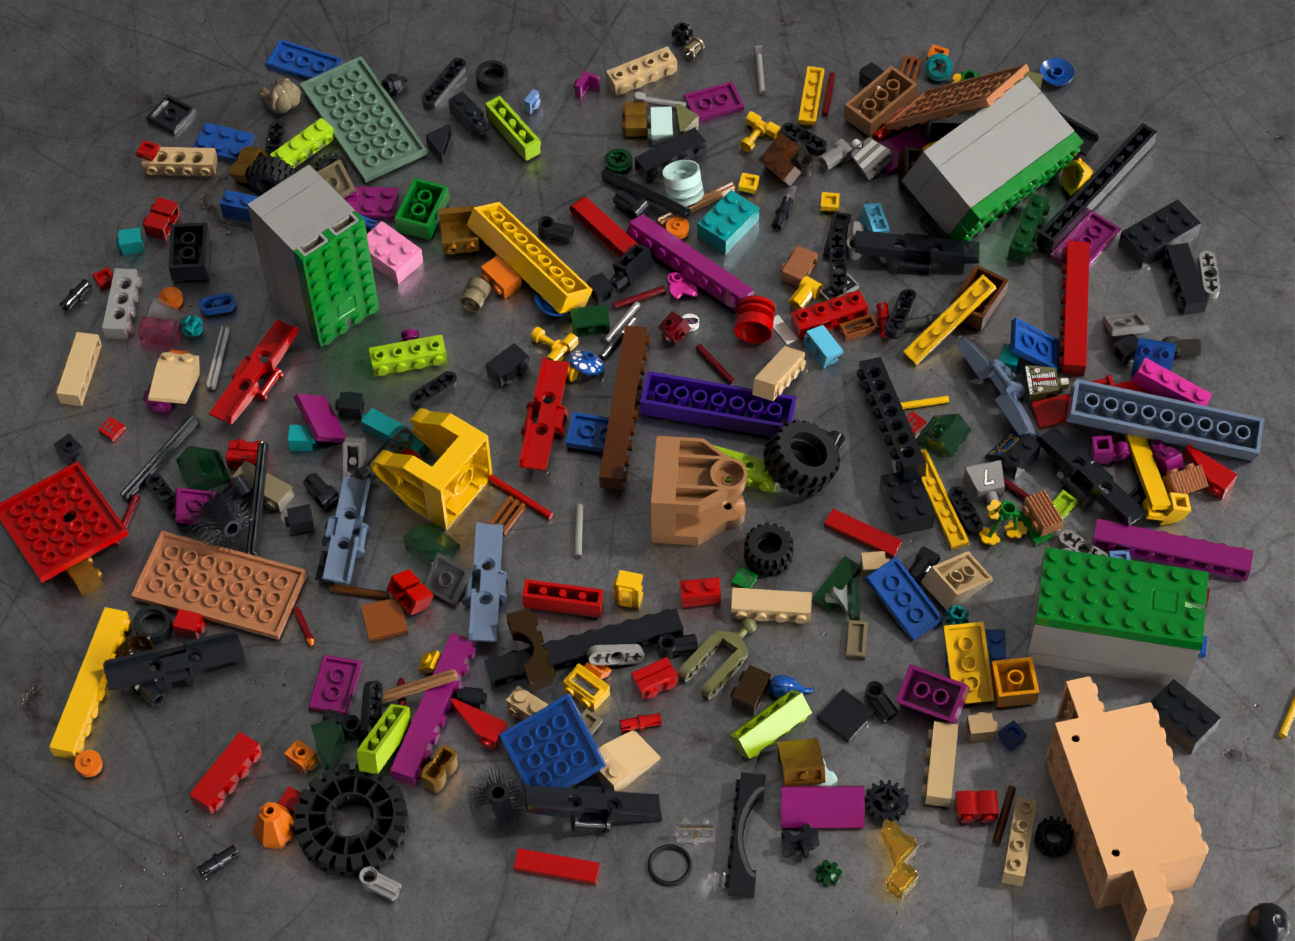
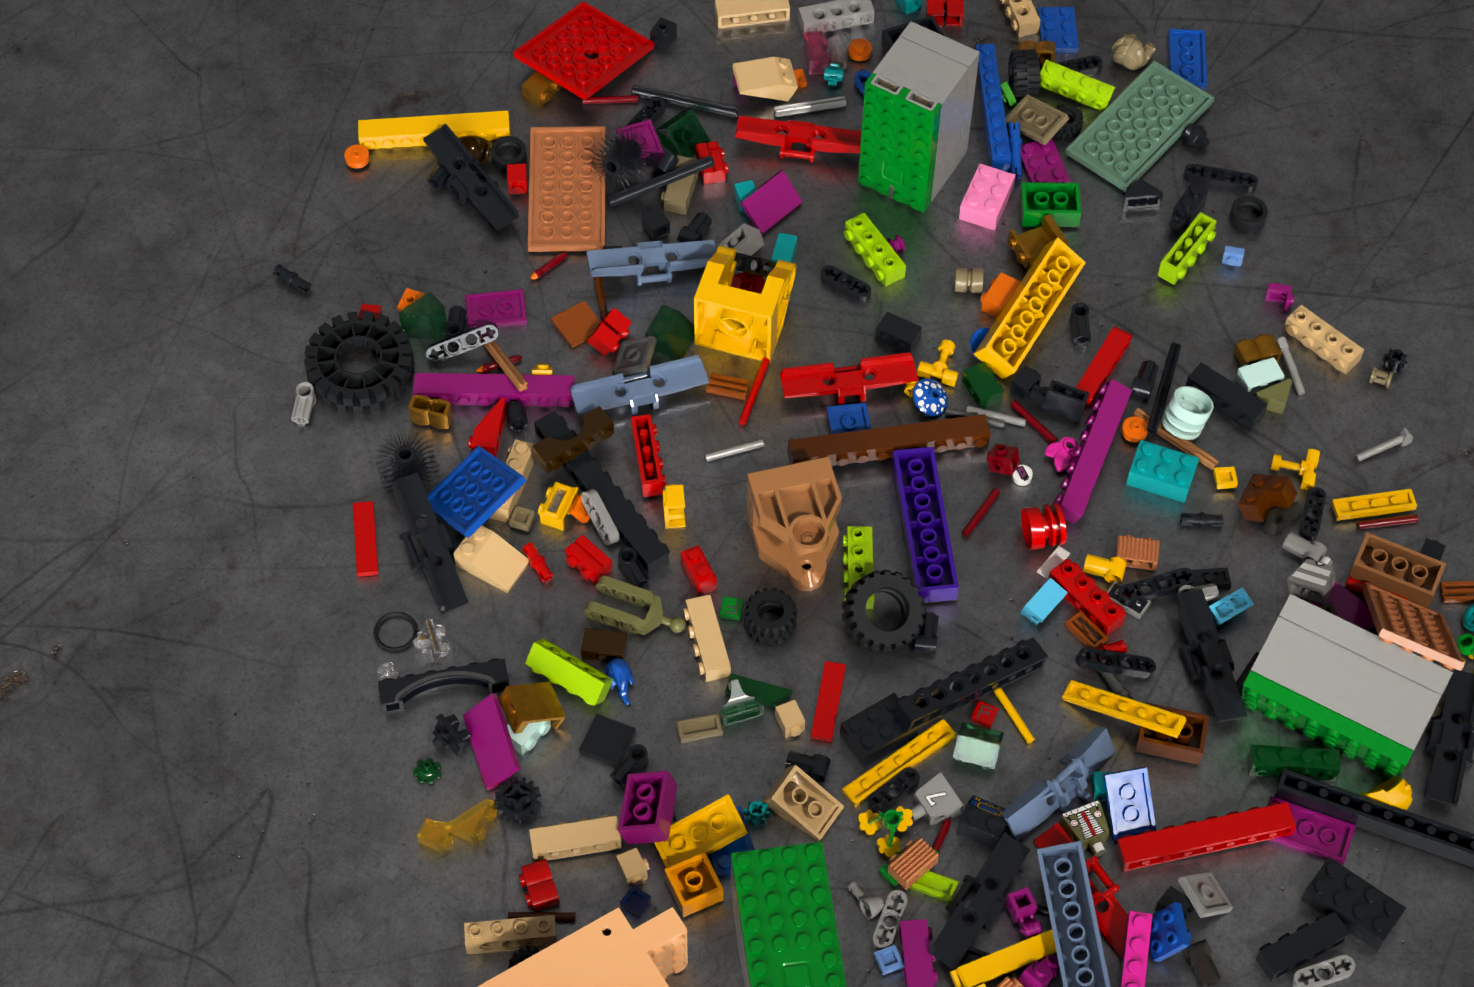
camera: 70 degrees right, 0 degrees up
(111, 429) = (700, 56): red tile -> none
(226, 773) = (377, 255): red brick -> none
(274, 826) = (336, 301): orange cone -> none
(350, 405) = (798, 222): black brick -> none
(383, 739) = (439, 353): lime brick -> none
(616, 154) = (1205, 351): dark green gear -> none
(714, 101) = (1319, 418): magenta tile -> none
(779, 373) = (981, 563): tan brick -> none
(830, 202) = (1237, 560): yellow plate -> none
(904, 599) = (757, 756): blue tile -> none

